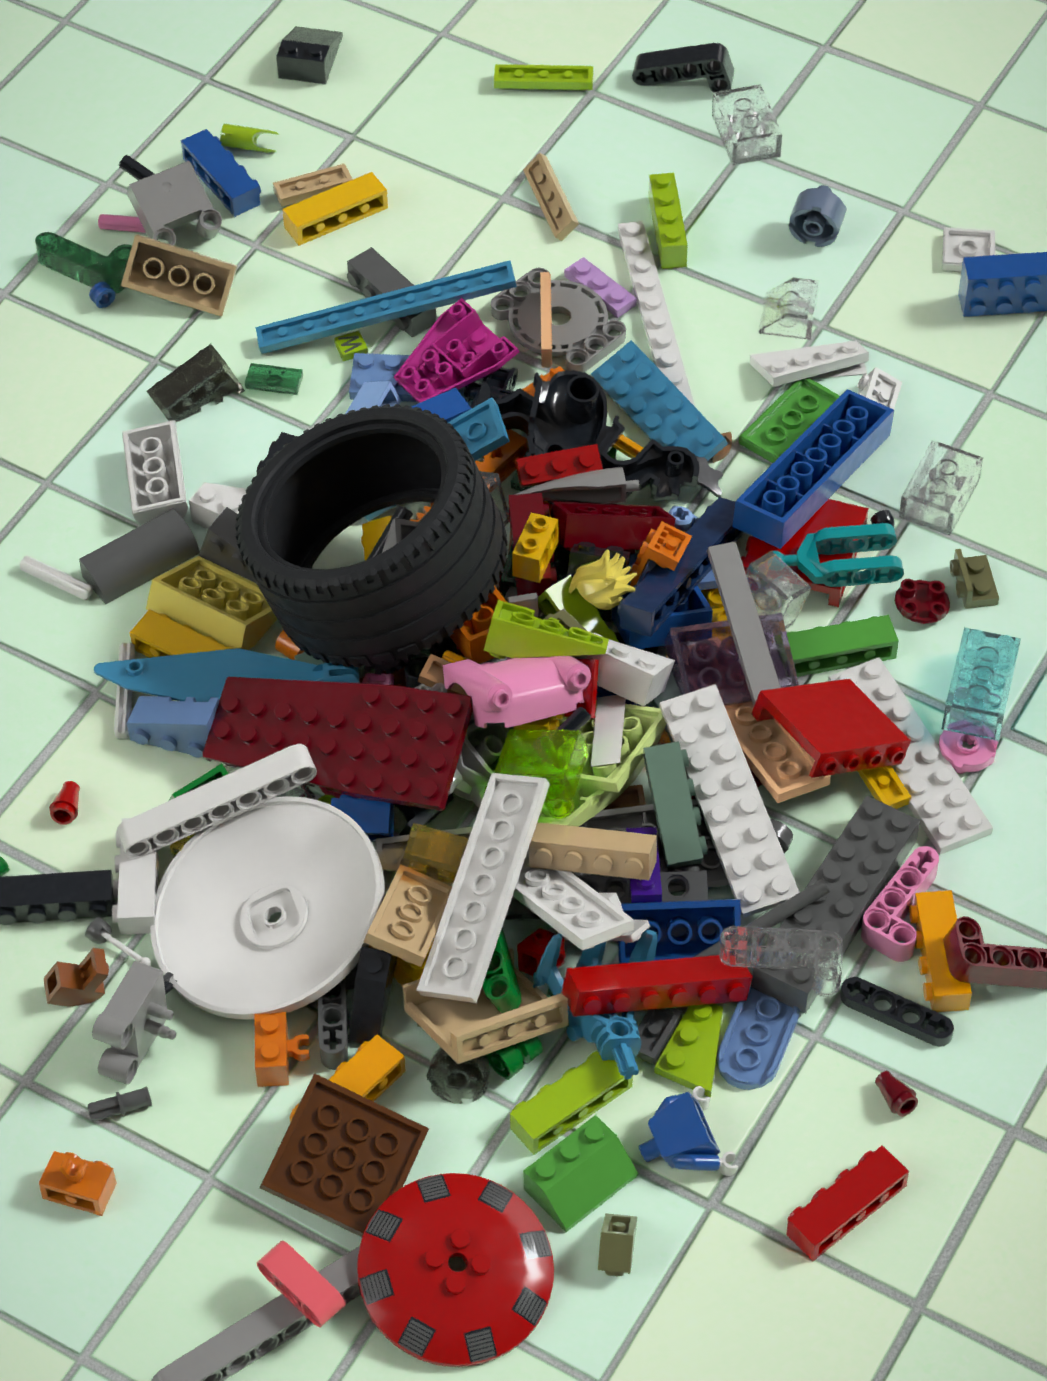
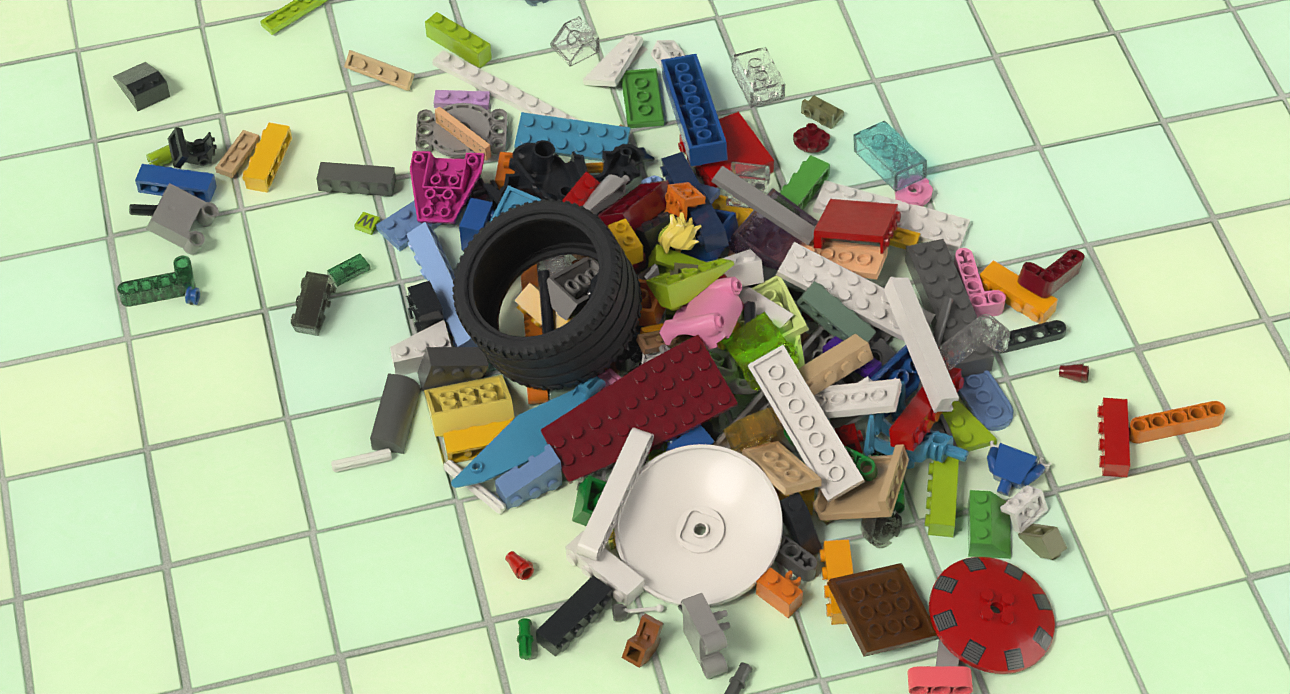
camera: 45 degrees left, 0 degrees up
(120, 223) = (151, 250): bright pink axle -> none
(154, 471) = (352, 362): white brick -> none
(179, 275) = (230, 251): tan slope -> none
(259, 135) = (200, 149): none -> black tile
(385, 307) = (371, 187): dark azure plate -> none
(641, 1190) = (1025, 507): none -> white bracket
(720, 908) = (921, 344): none -> white tile
(839, 541) = (769, 148): teal piece -> none
(883, 516) = (748, 114): black hinge -> none
(951, 1261) = (1176, 422): none -> orange beam

